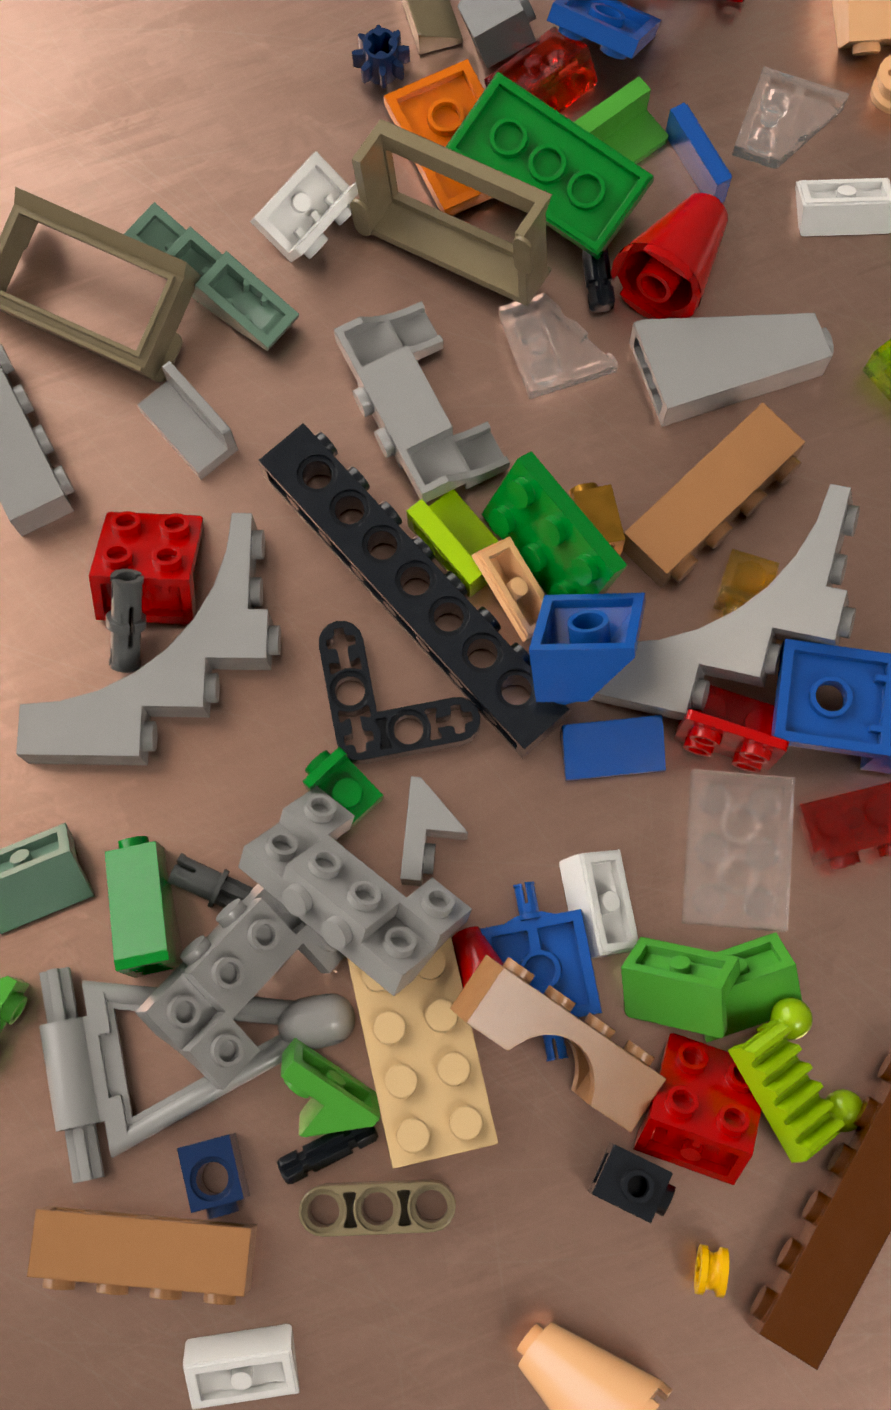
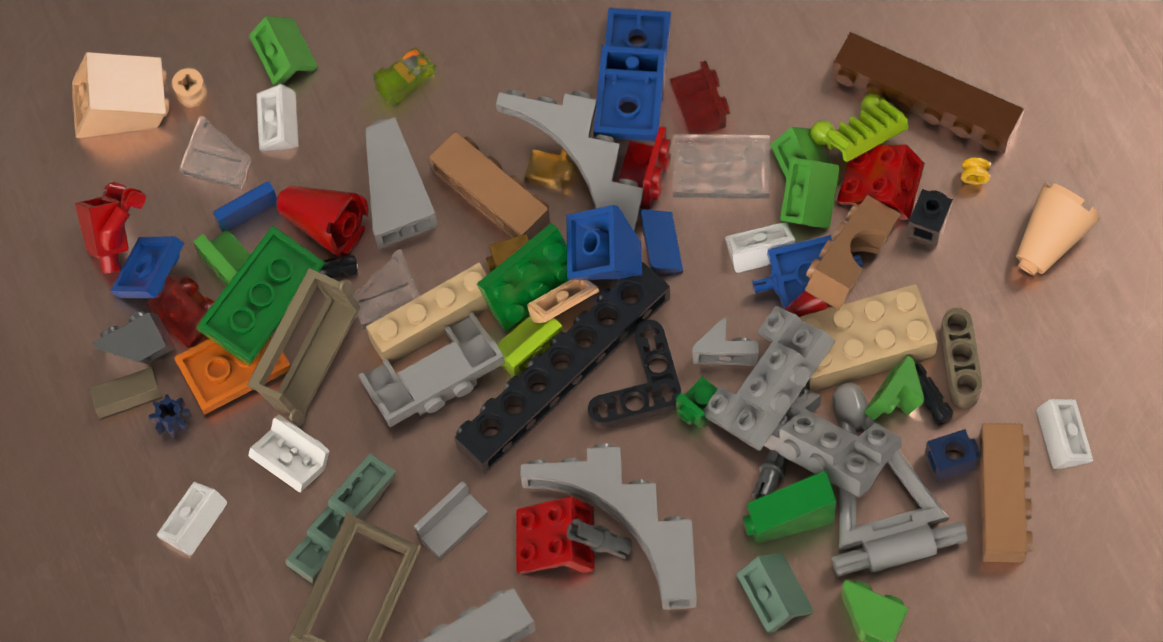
camera: 90 degrees left, 10 degrees down
(234, 91) = (192, 518): none -> white slope
(505, 393) = (427, 315): none -> tan brick

